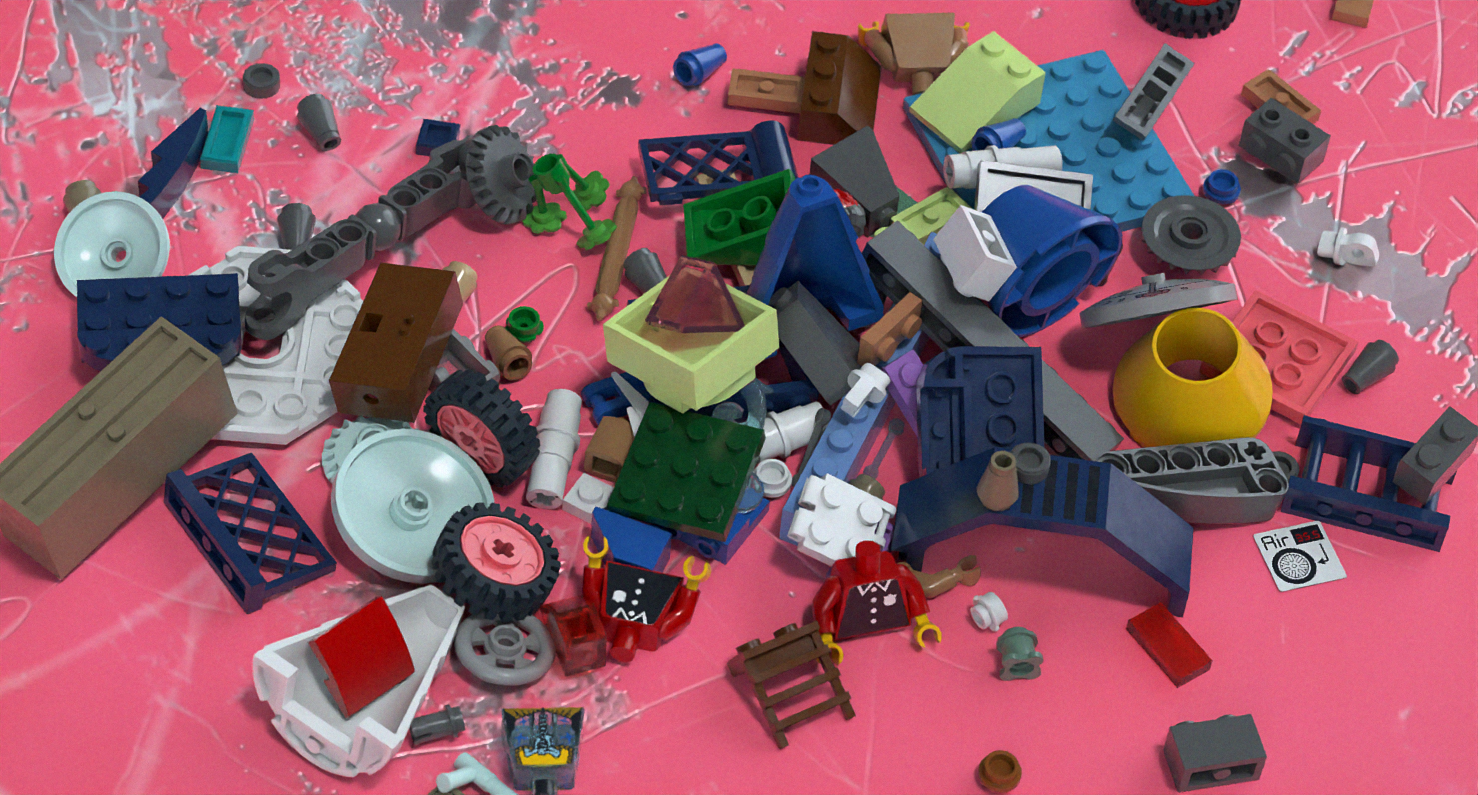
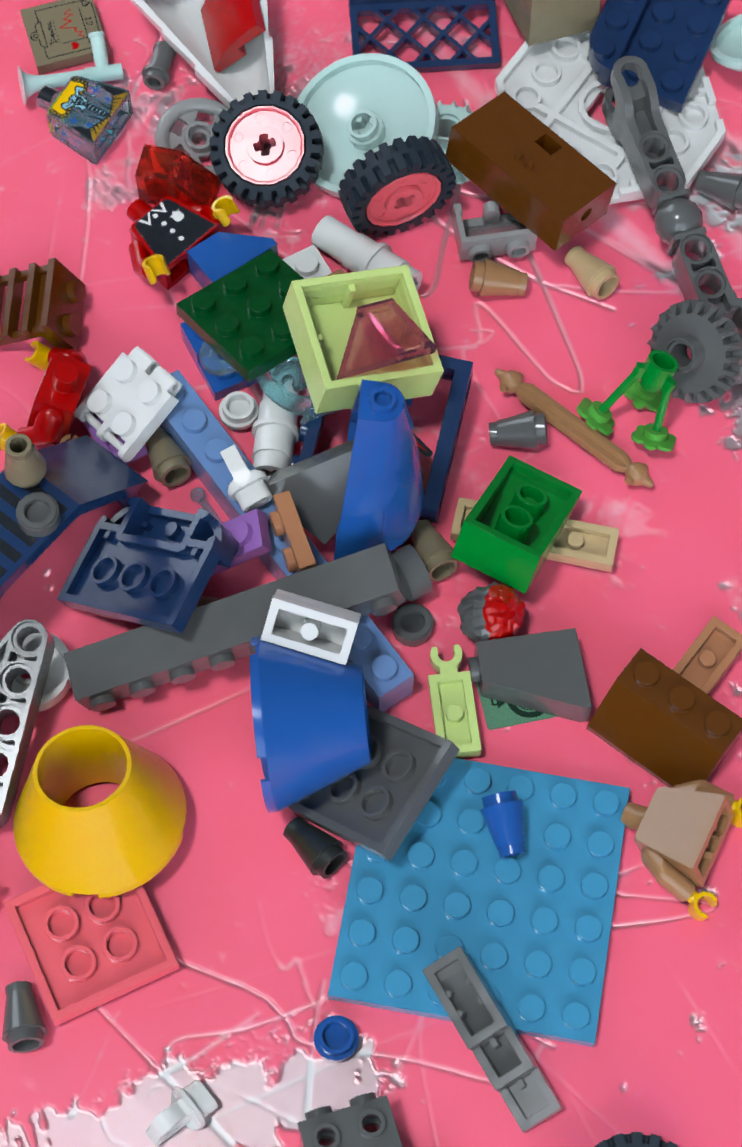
camera: 125 degrees right, 15 degrees up
(524, 324) = (526, 301): green plate -> none
(764, 149) = (605, 600): dark blue piece -> none
(821, 418) = (251, 454): dark grey hinge -> none
(961, 169) = (460, 796): white piece -> none
(980, 88) = (576, 841): yellowish green slope -> none
(1157, 298) = (182, 810): light grey dish -> none
(1191, 233) = (273, 914): dark grey gear -> none

